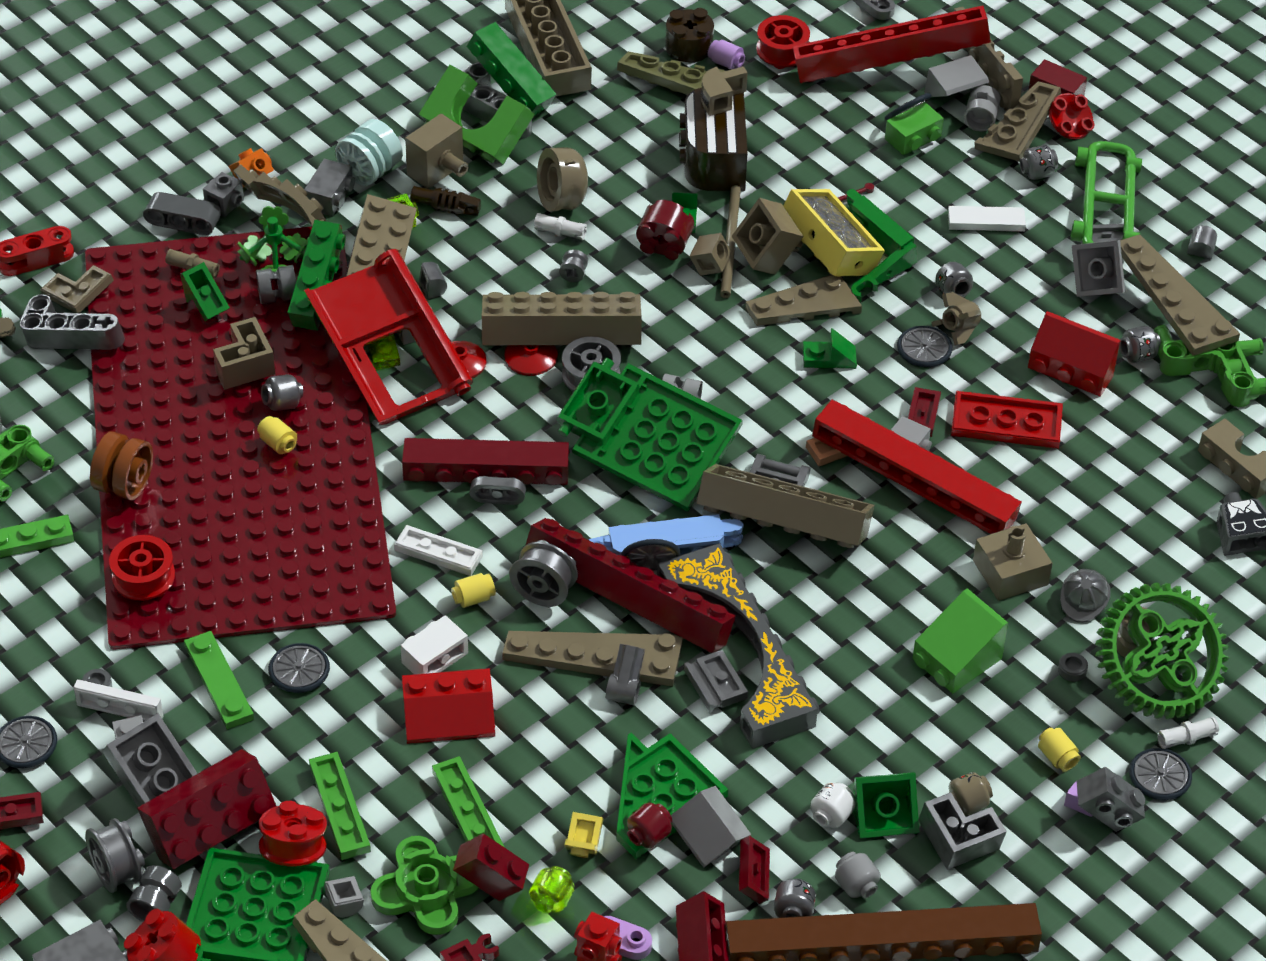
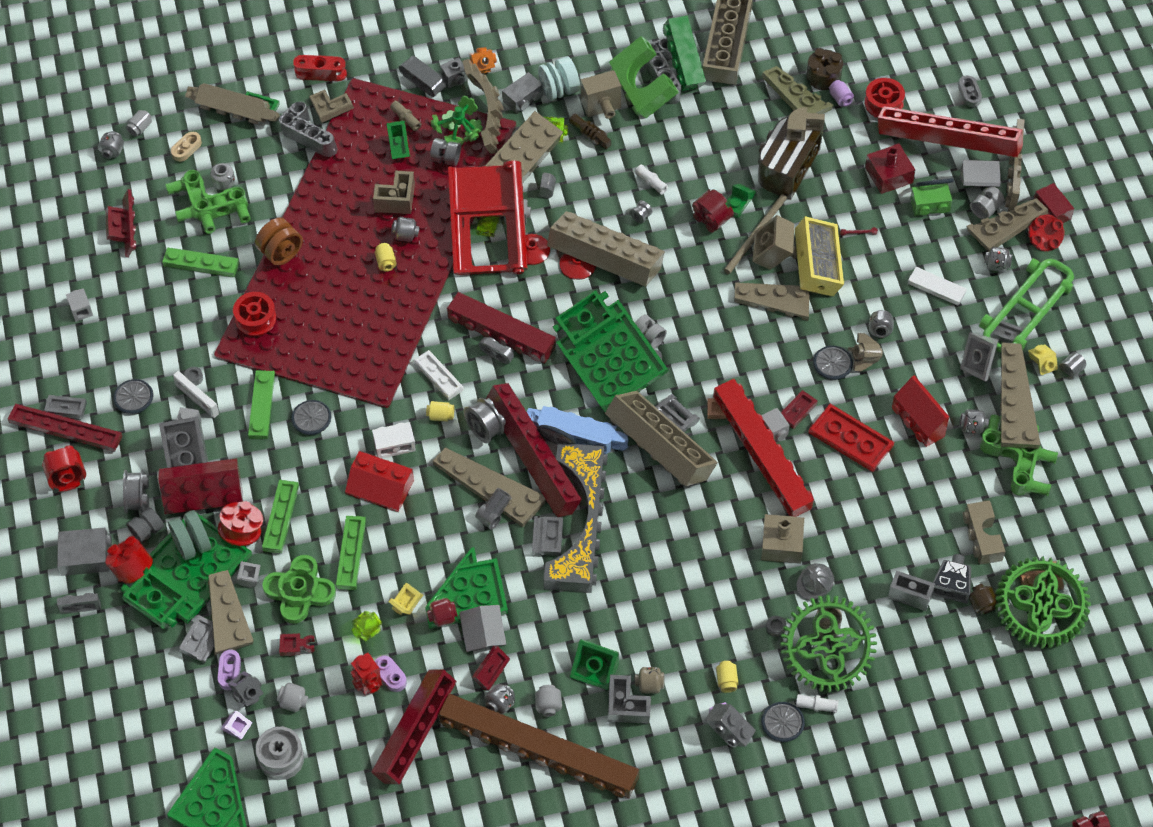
camera: 30 degrees right, 10 degrees up
(237, 873) = (192, 534): none -> sand green wheel
(316, 270) = (472, 150): green brick -> none
(491, 867) = (336, 596): dark red brick -> none
(561, 179) = (668, 147): dark tan piece -> none
(582, 353) = (606, 280): flat silver wheel -> none
(710, 254) = (732, 239): dark tan brick -> none
(832, 354) = (766, 342): green slope -> none
(833, 805) = (562, 649): white head -> none
(843, 112) = (890, 168): none -> dark red brick
(893, 238) = (861, 288): green hinge -> none
(961, 642) = (709, 580): bright green slope -> none
(1169, 246) = (1044, 358): none -> light yellow bracket
(1208, 555) = (911, 590): none -> flat silver brick

